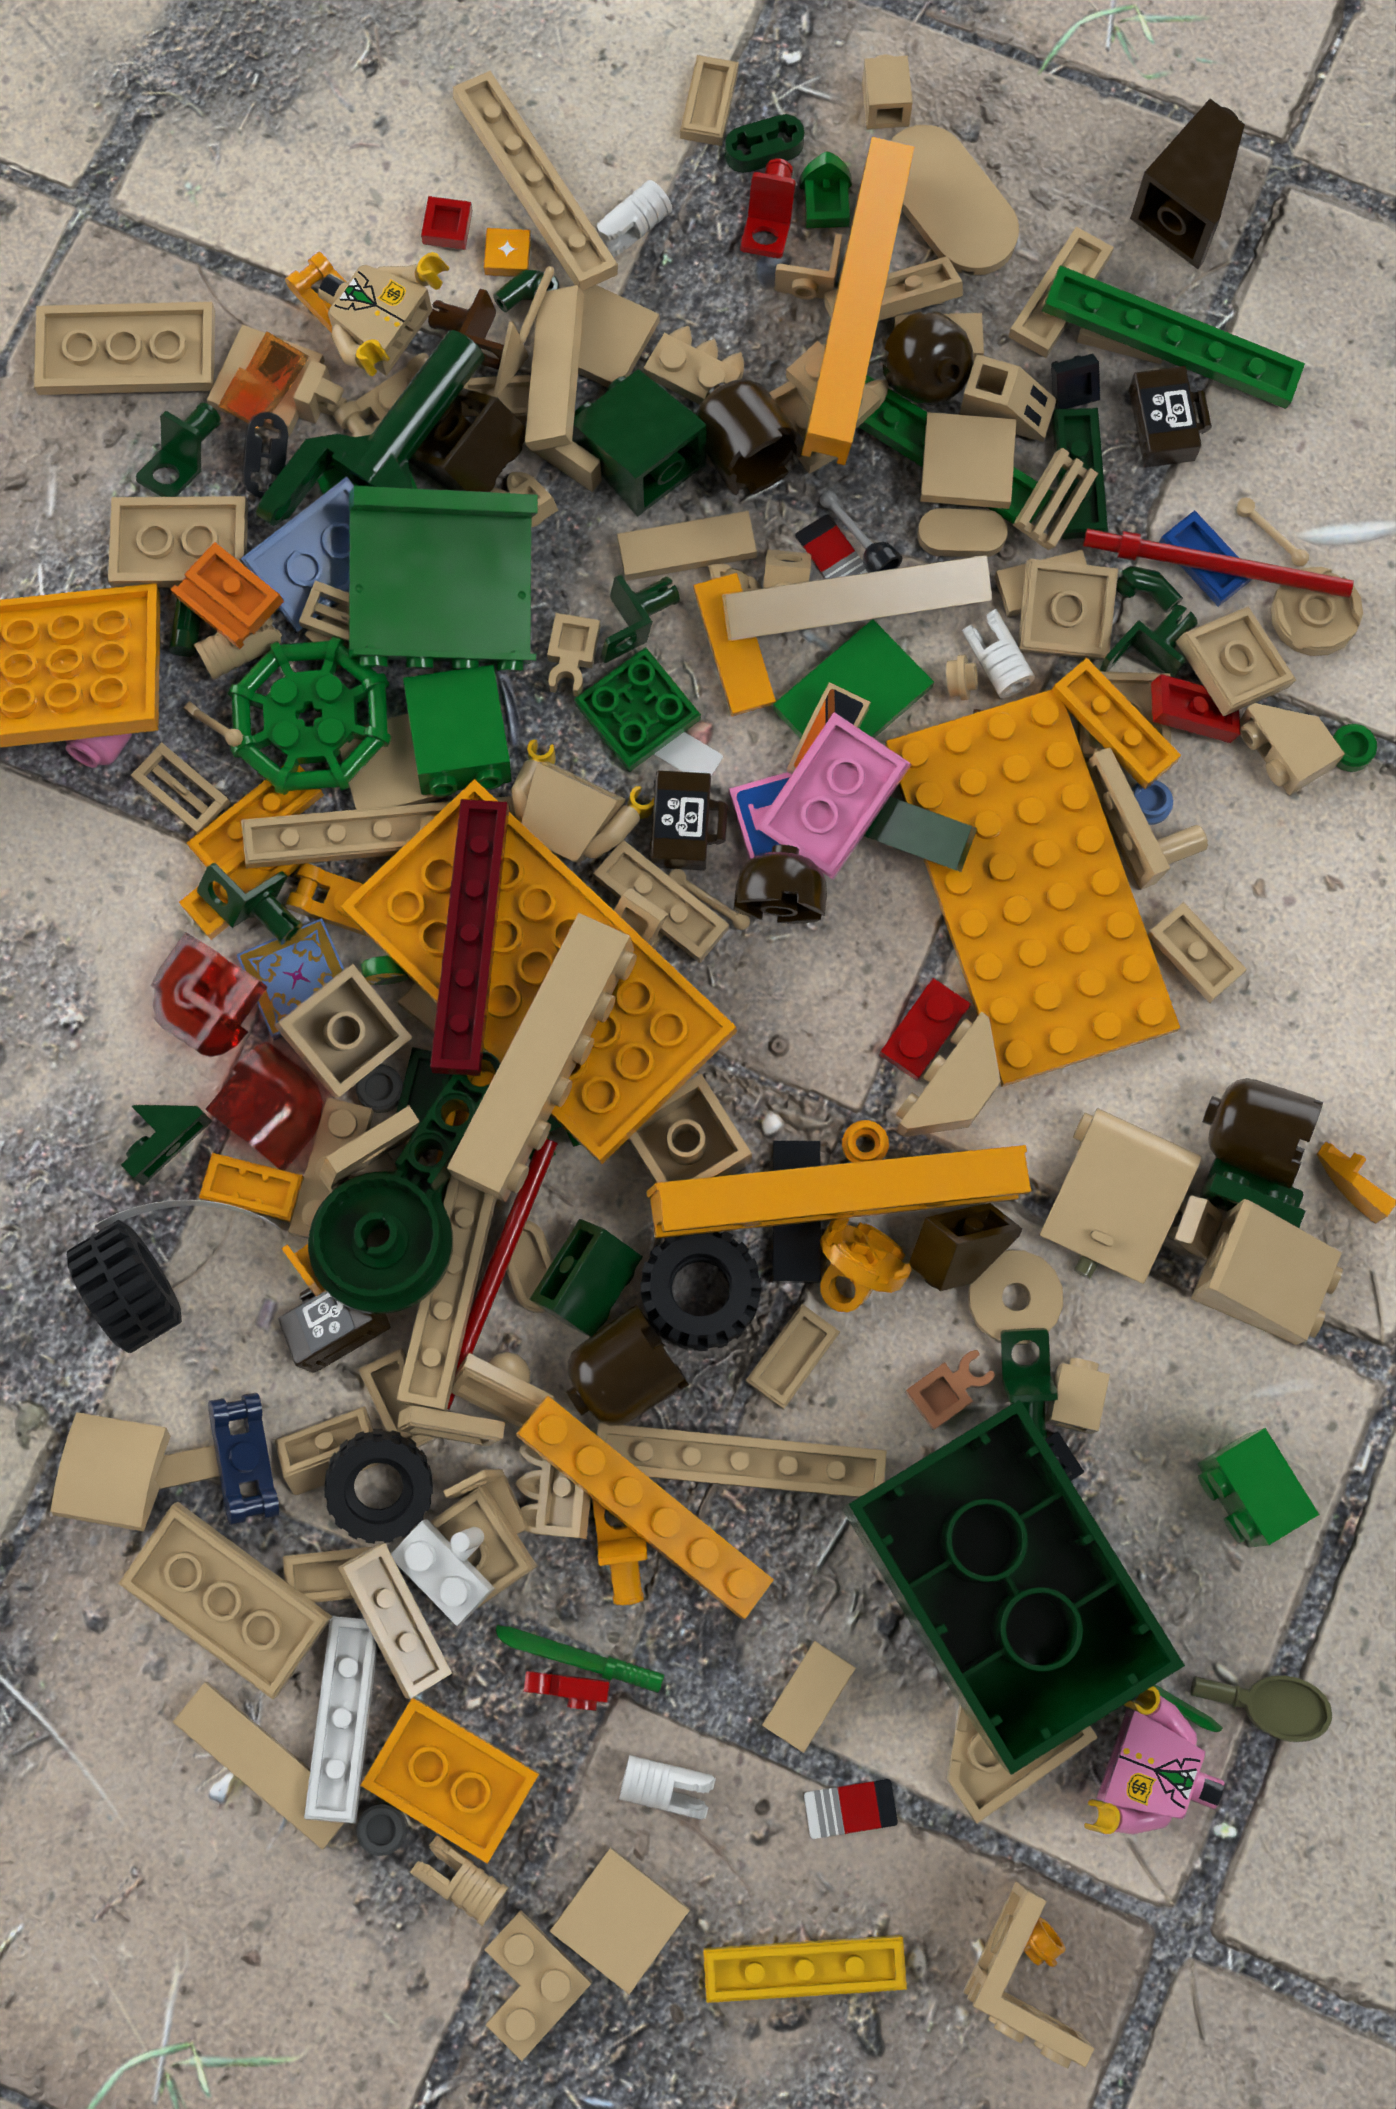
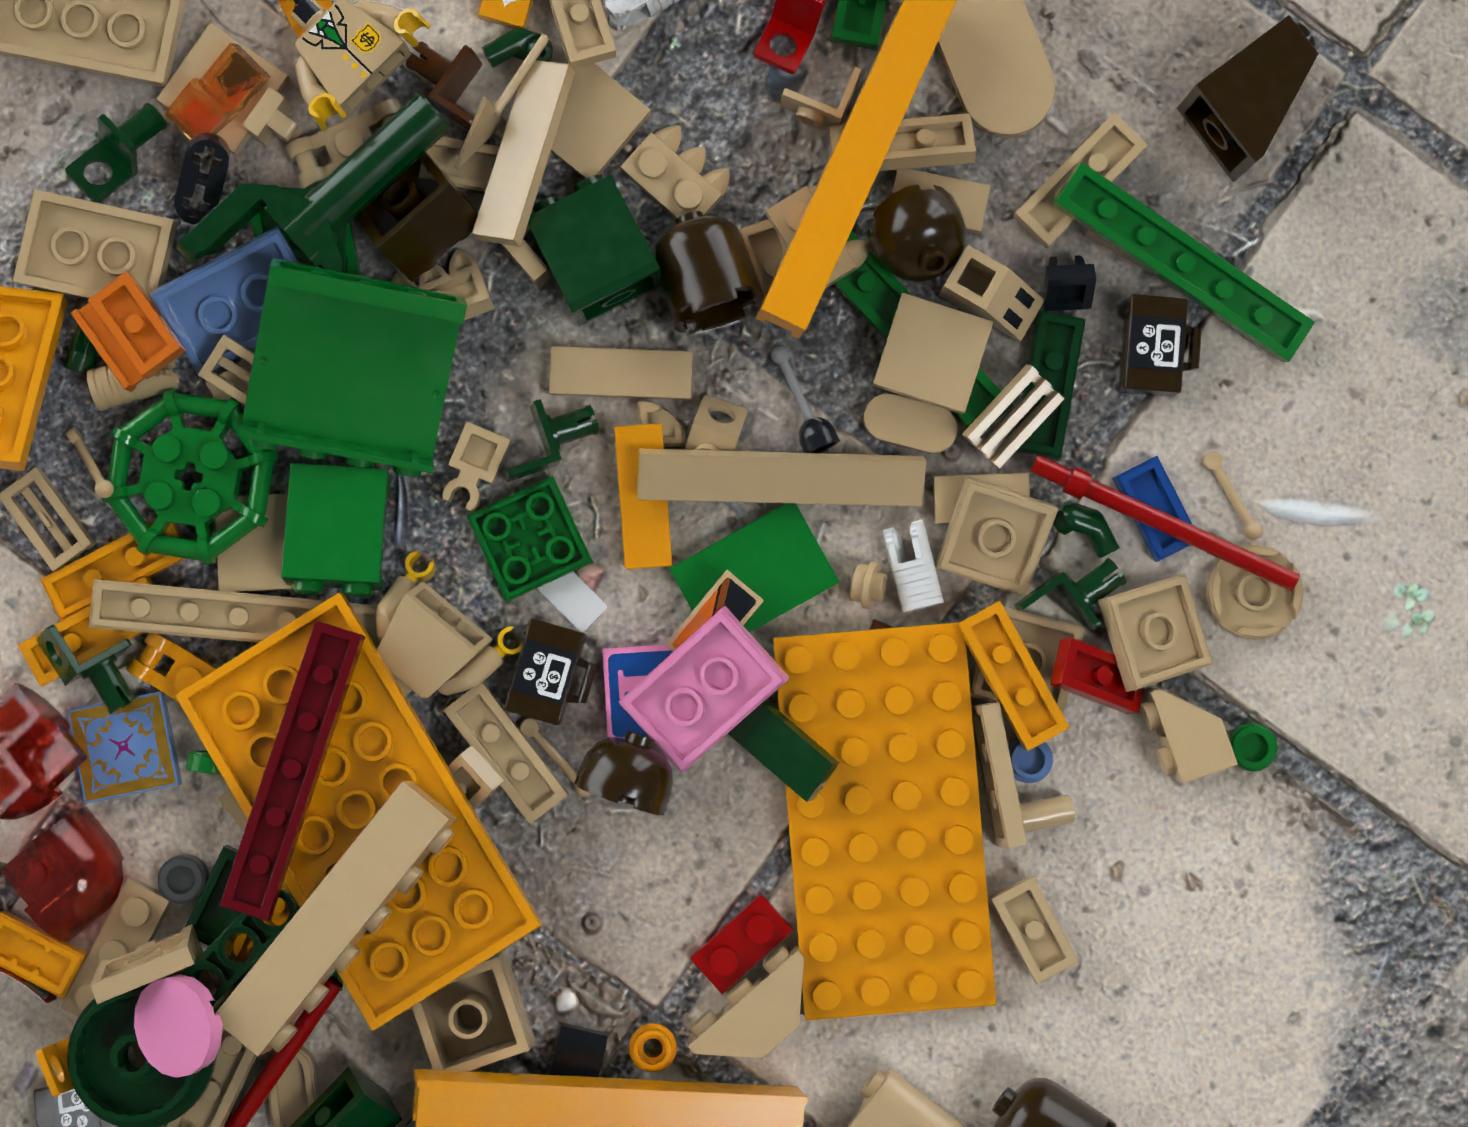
camera: 10 degrees right, 10 degrees up
(343, 1031) = (151, 824): tan brick -> none
(415, 1184) = (177, 1025): none -> bright pink tile
(830, 549) = (770, 412): sticker -> none

